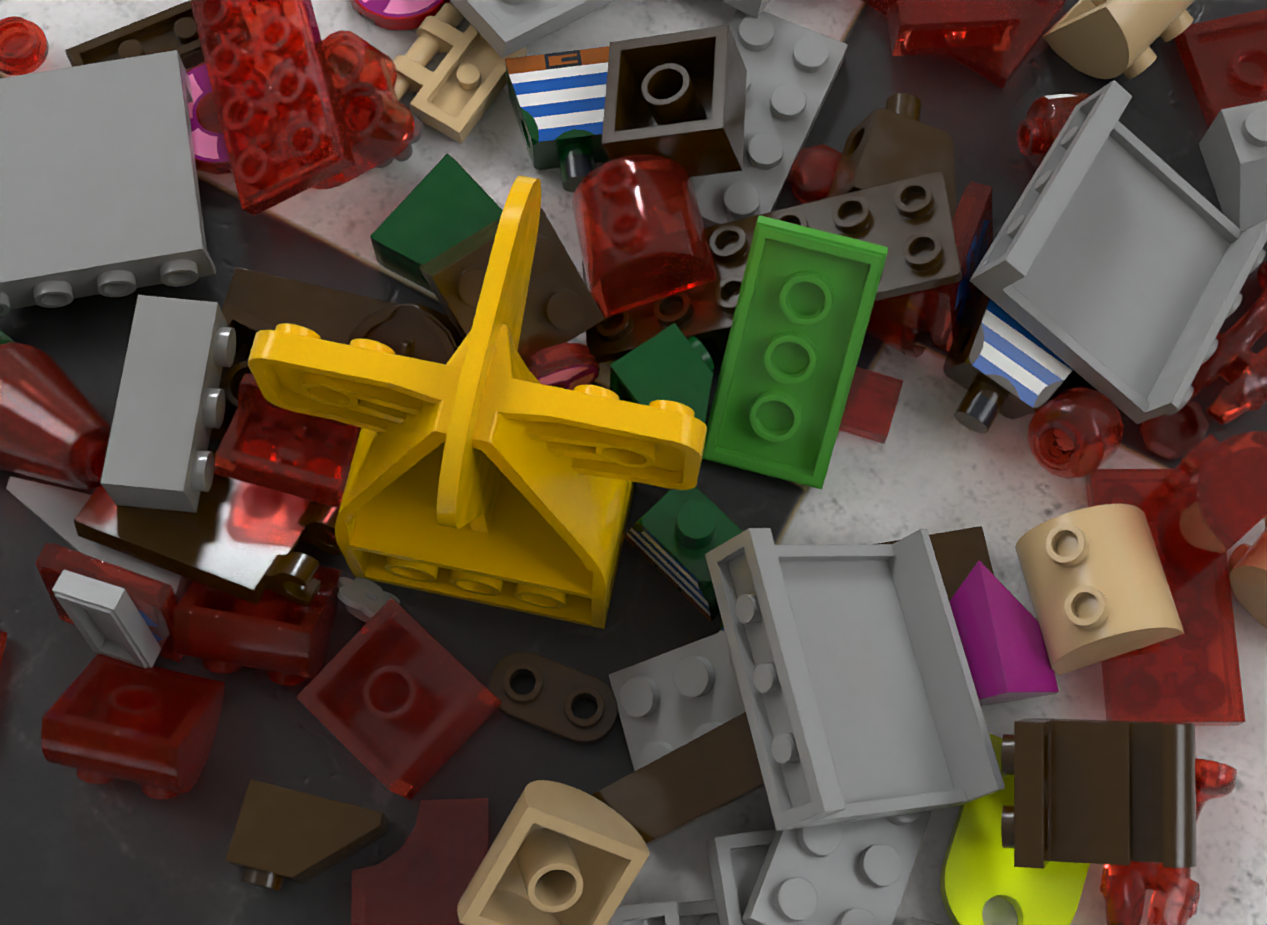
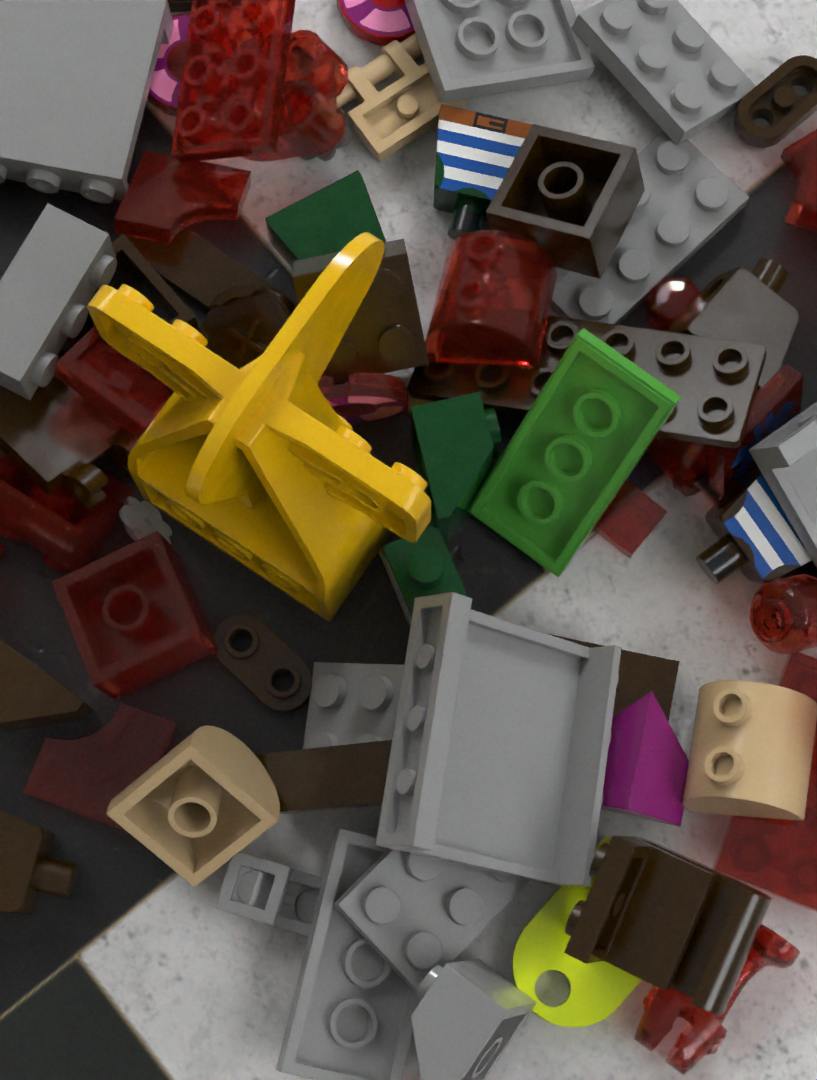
camera: 25 degrees right, 5 degrees up
(261, 251) = (175, 195): none -> clear red tile

